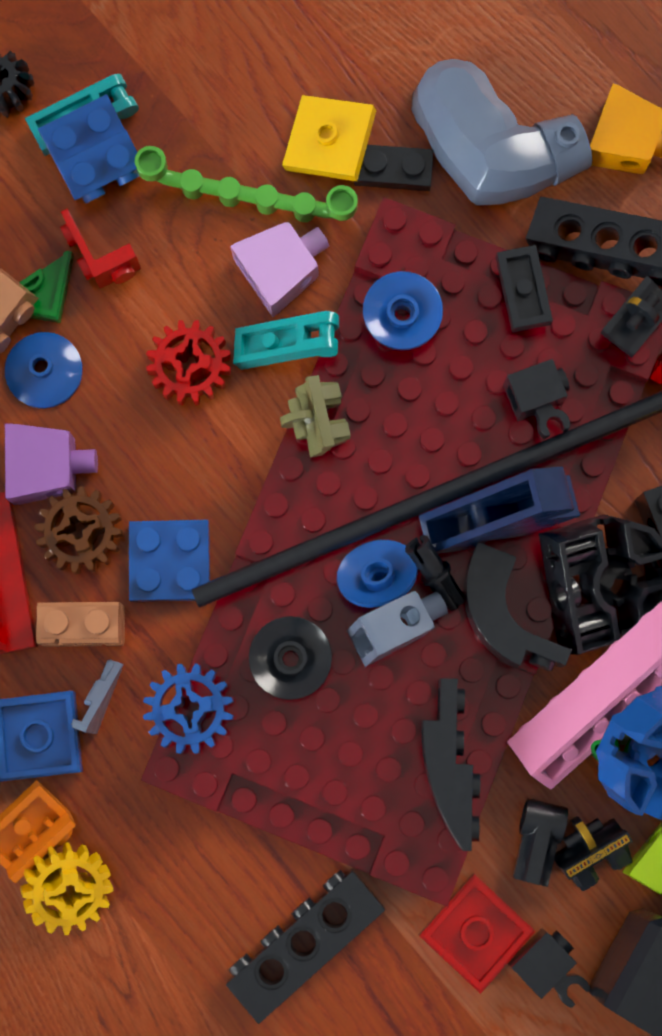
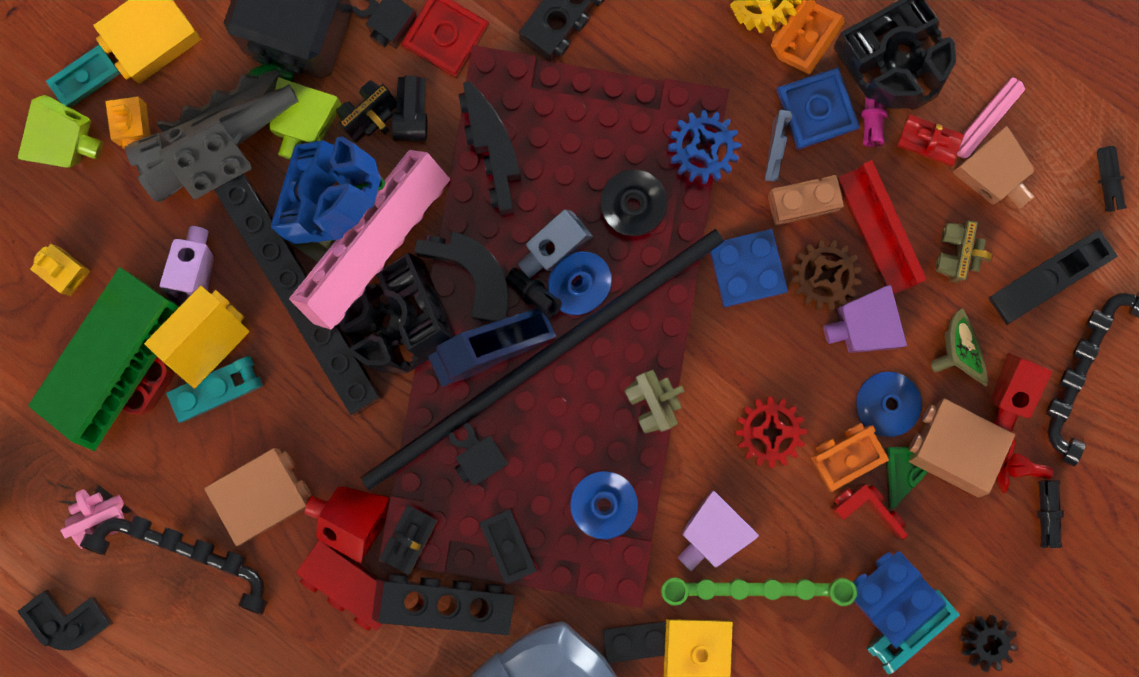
camera: 165 degrees right, 5 degrees up
(104, 317) = (849, 457): none -> orange bracket
(286, 340) = (695, 465): teal plate -> none

